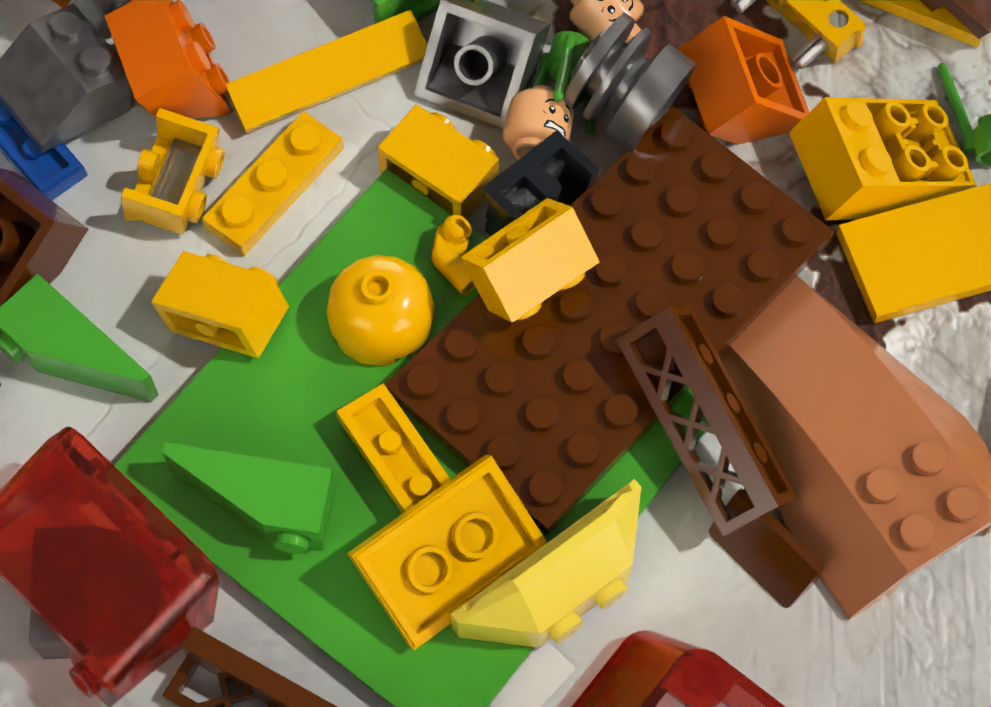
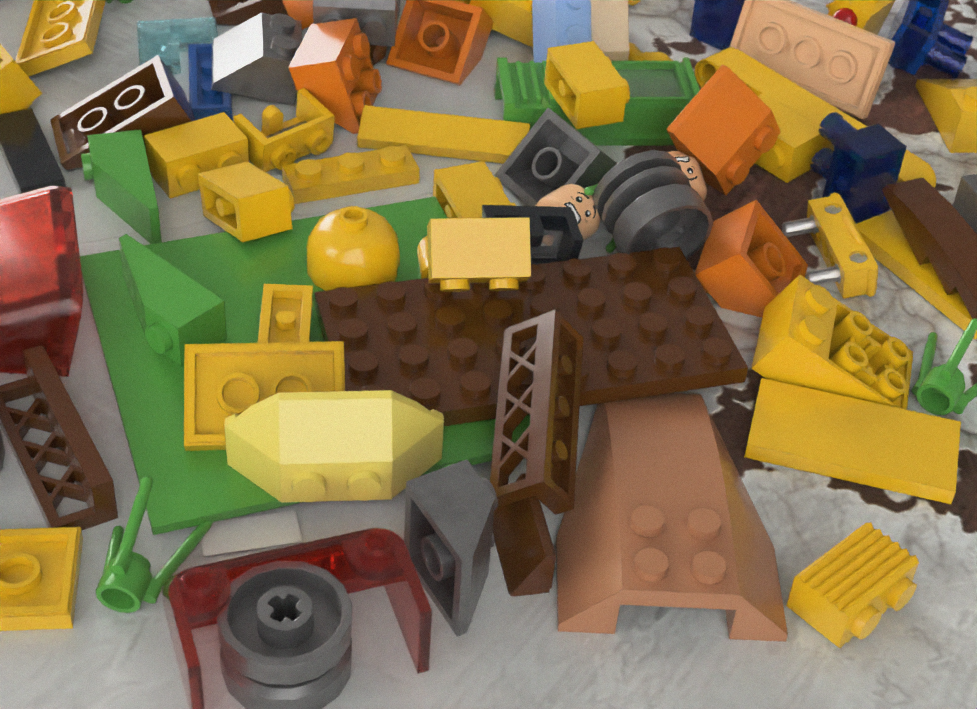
camera: 30 degrees right, 25 degrees down
(109, 260) = (193, 148): none -> yellow brick
(737, 609) = (451, 538): none -> flat silver slope

